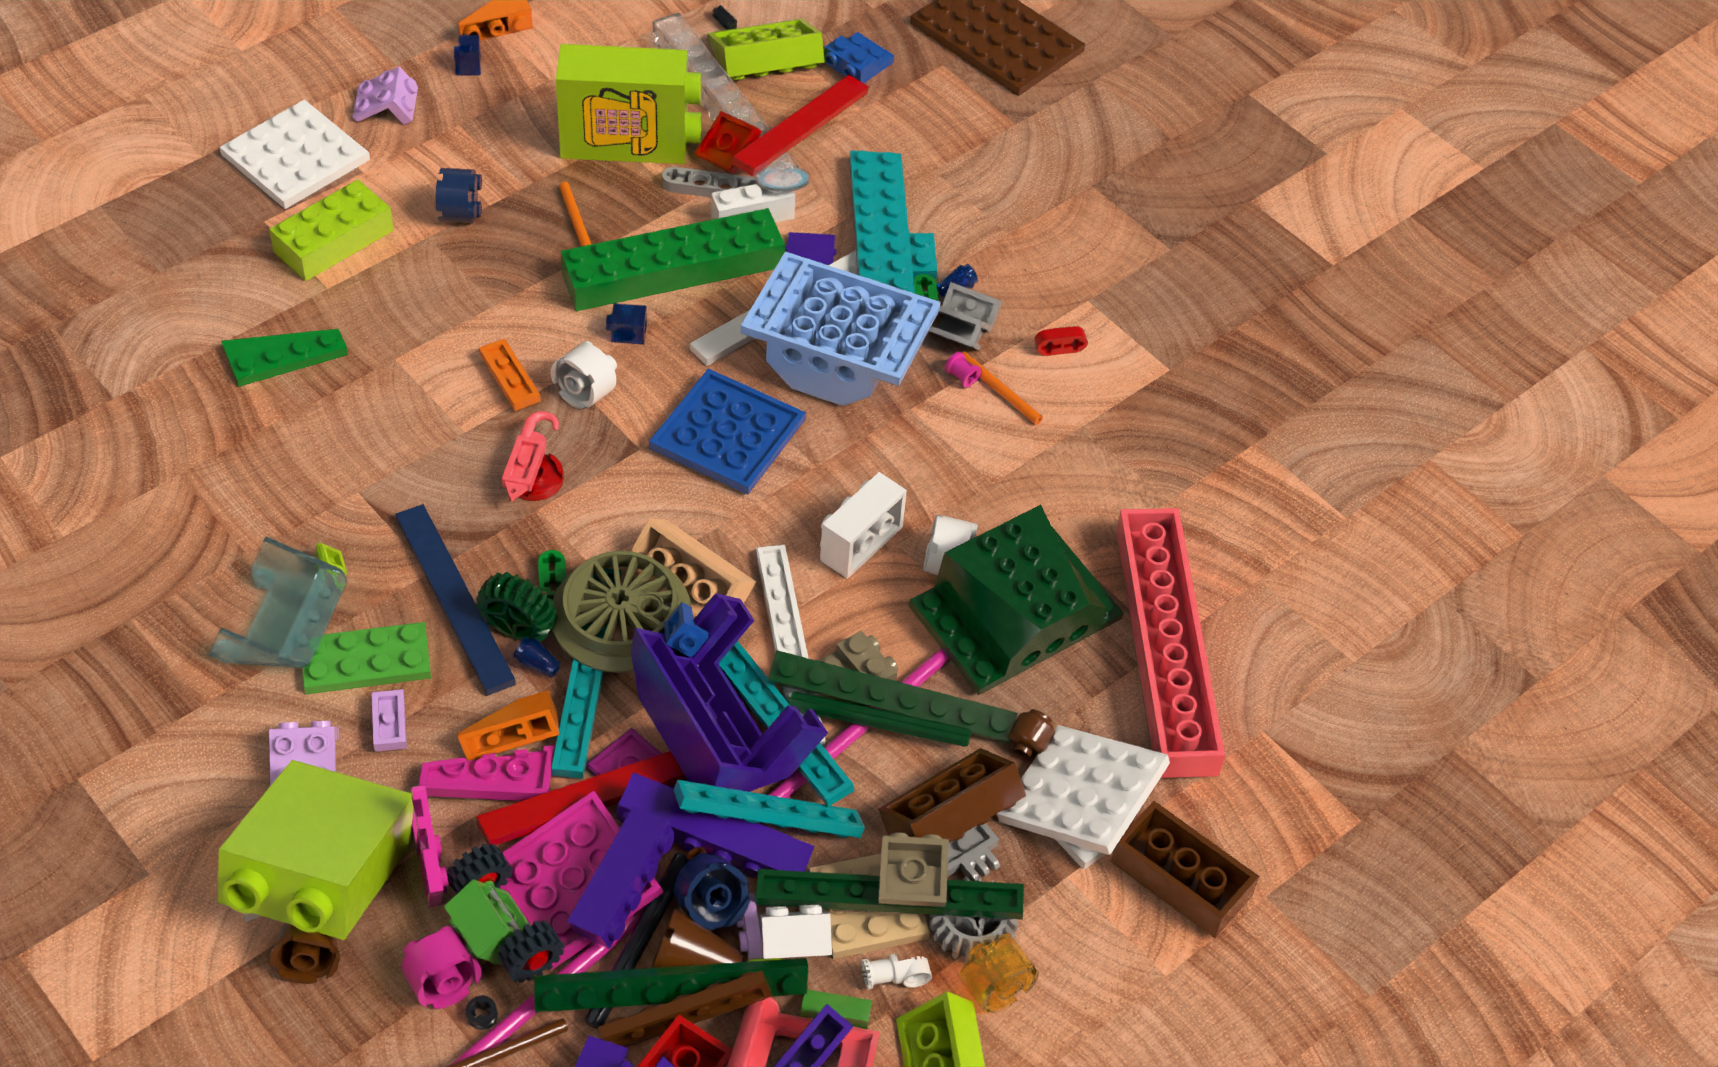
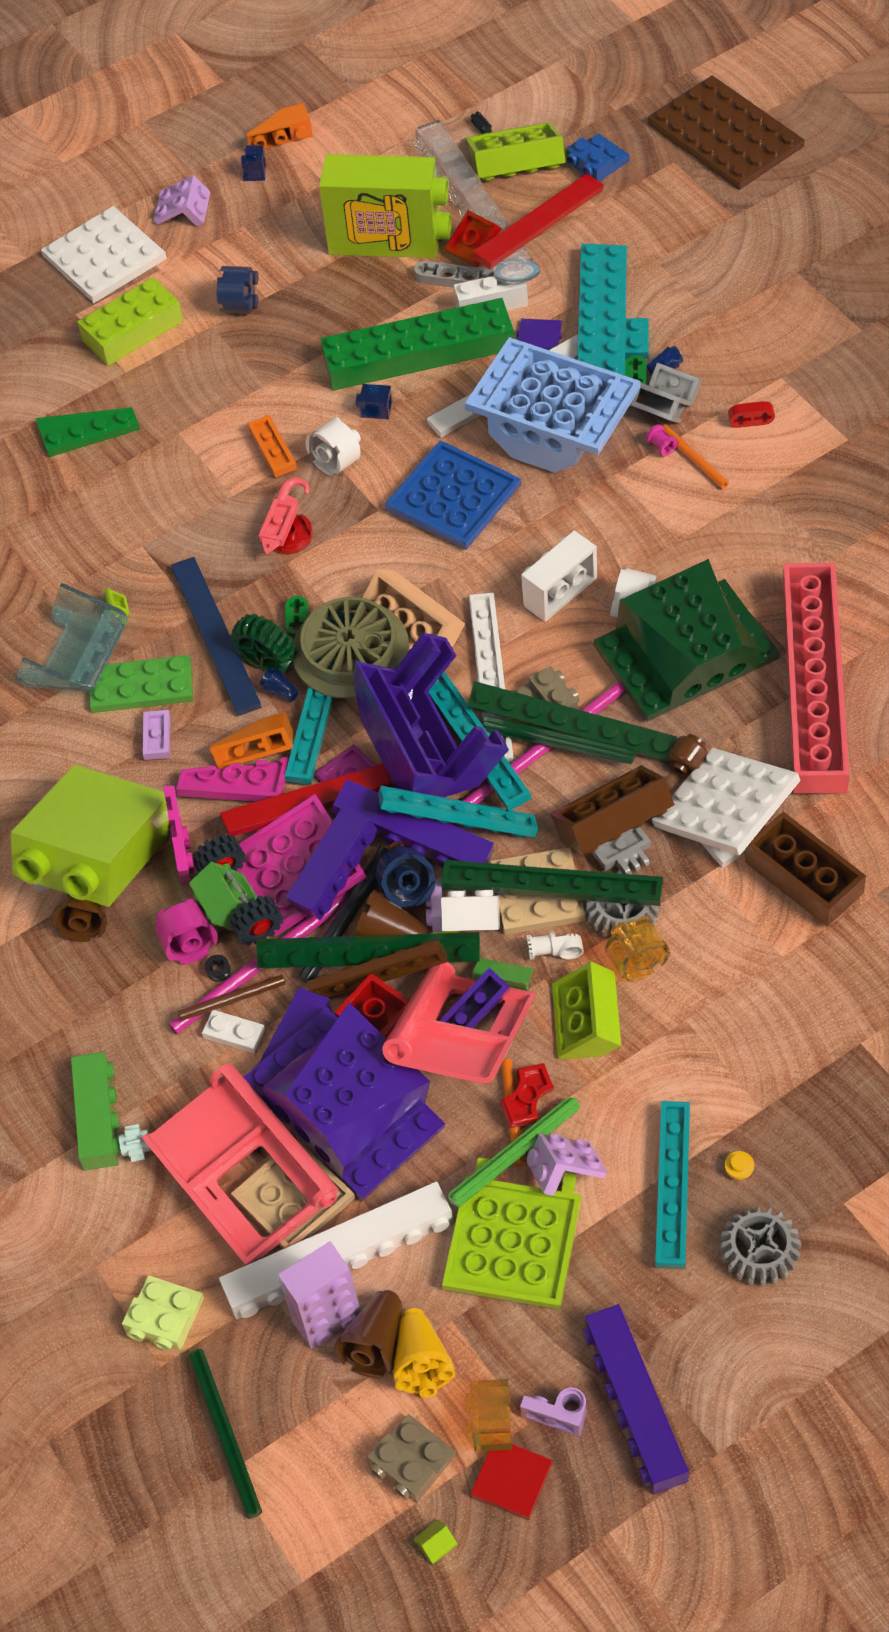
camera: 15 degrees right, 5 degrees up
(307, 745) = (88, 753): lavender bracket -> none
(574, 214) = (336, 303): orange piece -> none
(682, 632) = (395, 664): blue bracket -> none
(913, 870) = (570, 863): dark tan plate -> none

